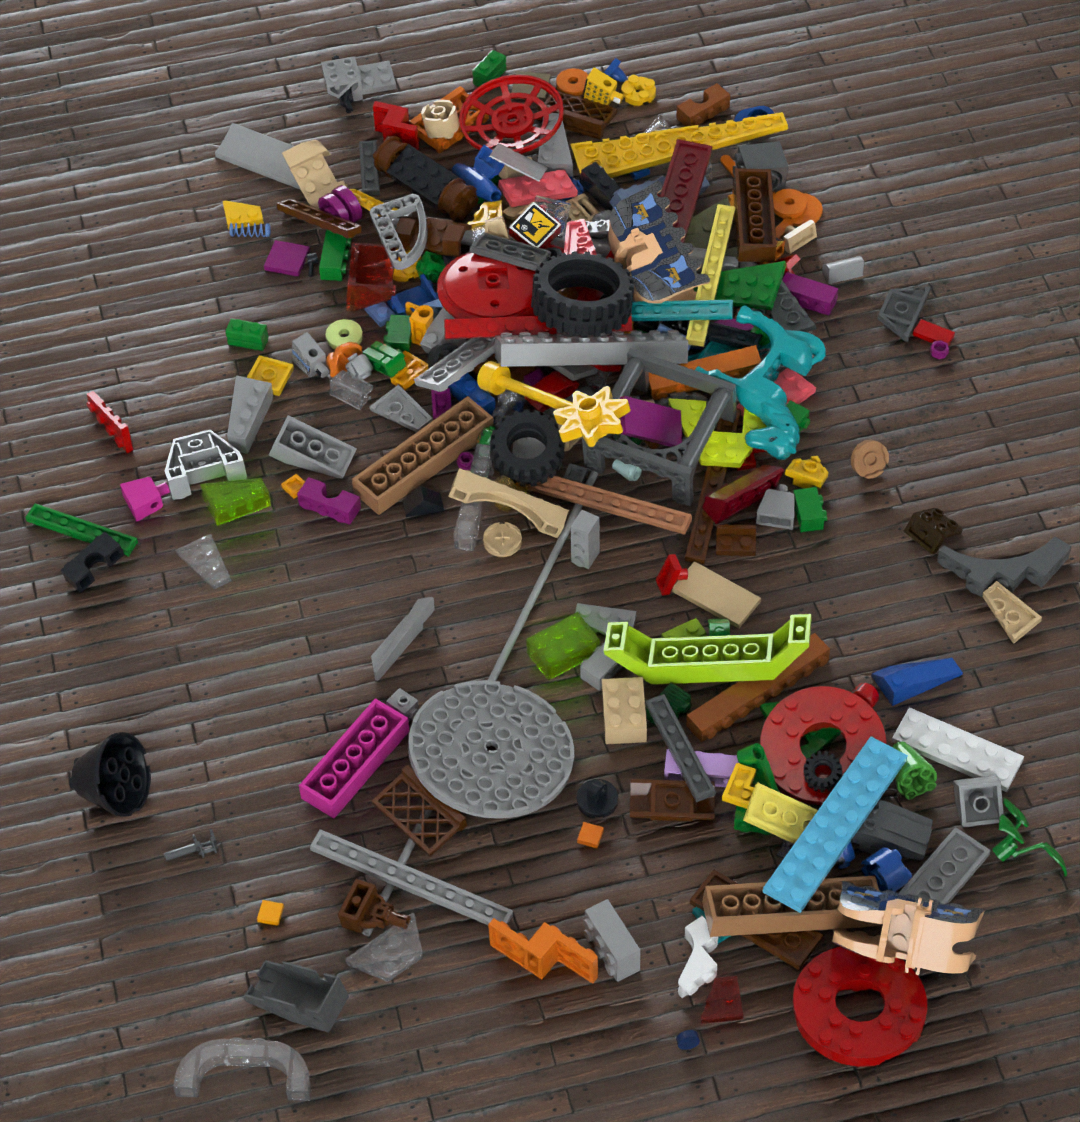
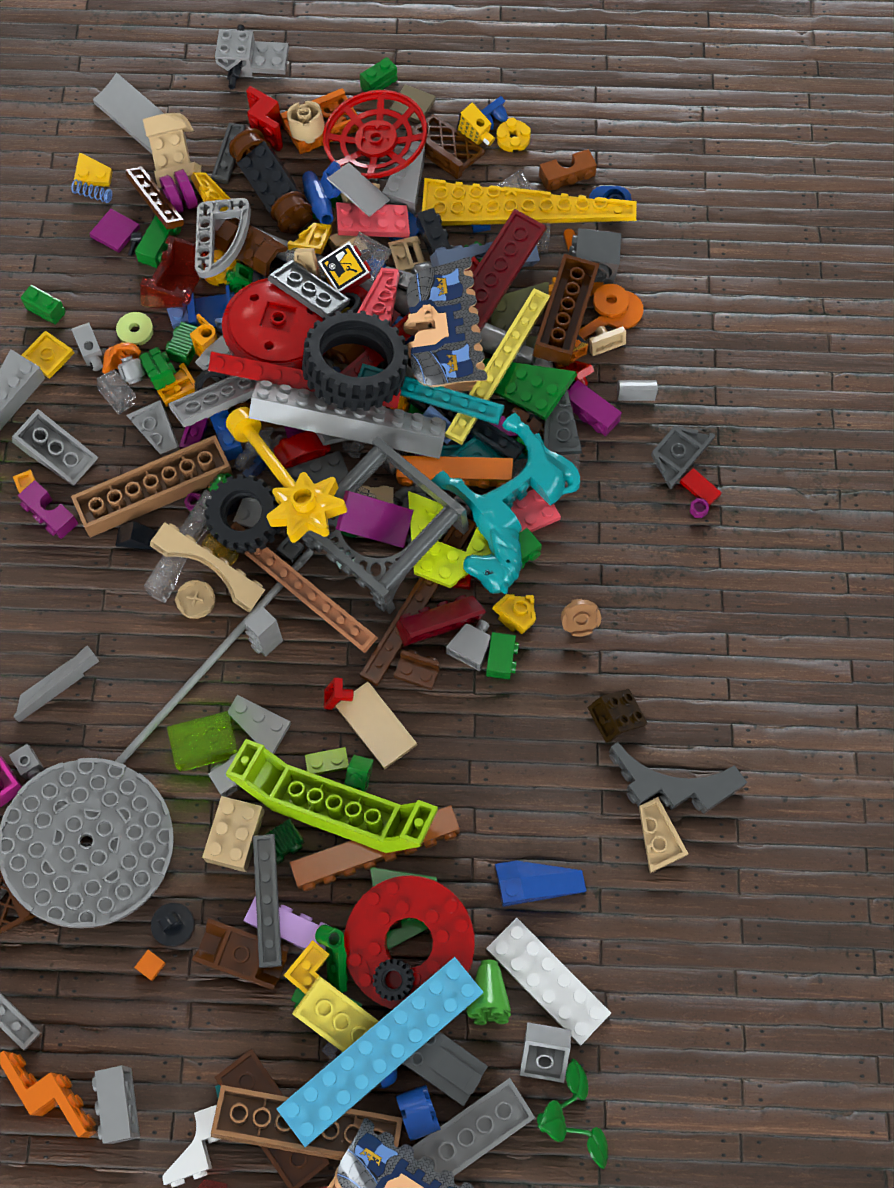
camera: 15 degrees right, 15 degrees up
(571, 75) = (451, 102): orange tile -> none
(867, 693) = (474, 893): red head -> none

